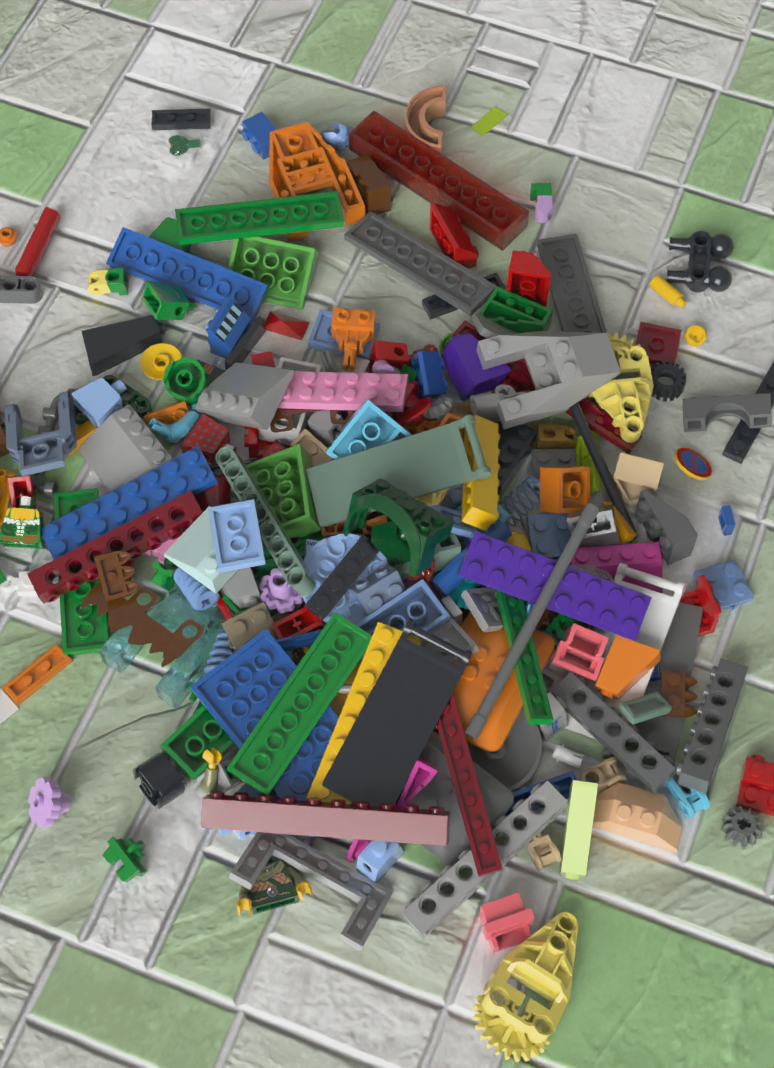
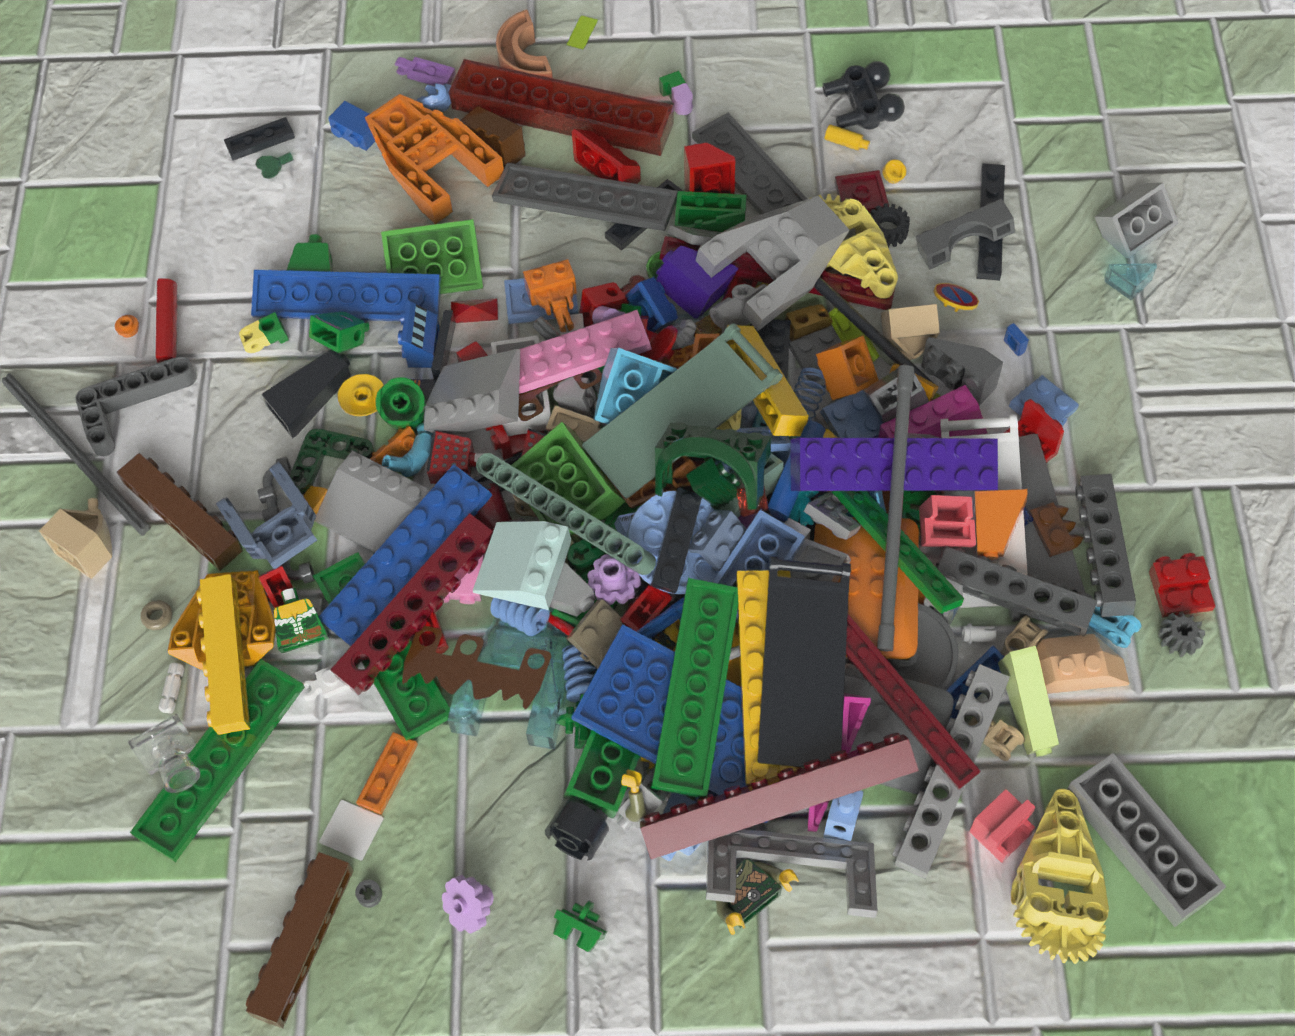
camera: 20 degrees left, 0 degrees up
(99, 400) = (316, 459): light blue torso -> none
(114, 575) = (427, 634): reddish brown plate -> none
(164, 574) = (478, 611): green hips -> none
(236, 536) = (550, 539): light blue plate -> none
(259, 218) = (398, 208): green plate -> none
(341, 109) = (425, 71): none -> medium lavender plate
(619, 985) = (1145, 840): none -> light grey brick
(645, 708) = (1035, 553): sand green tile -> none

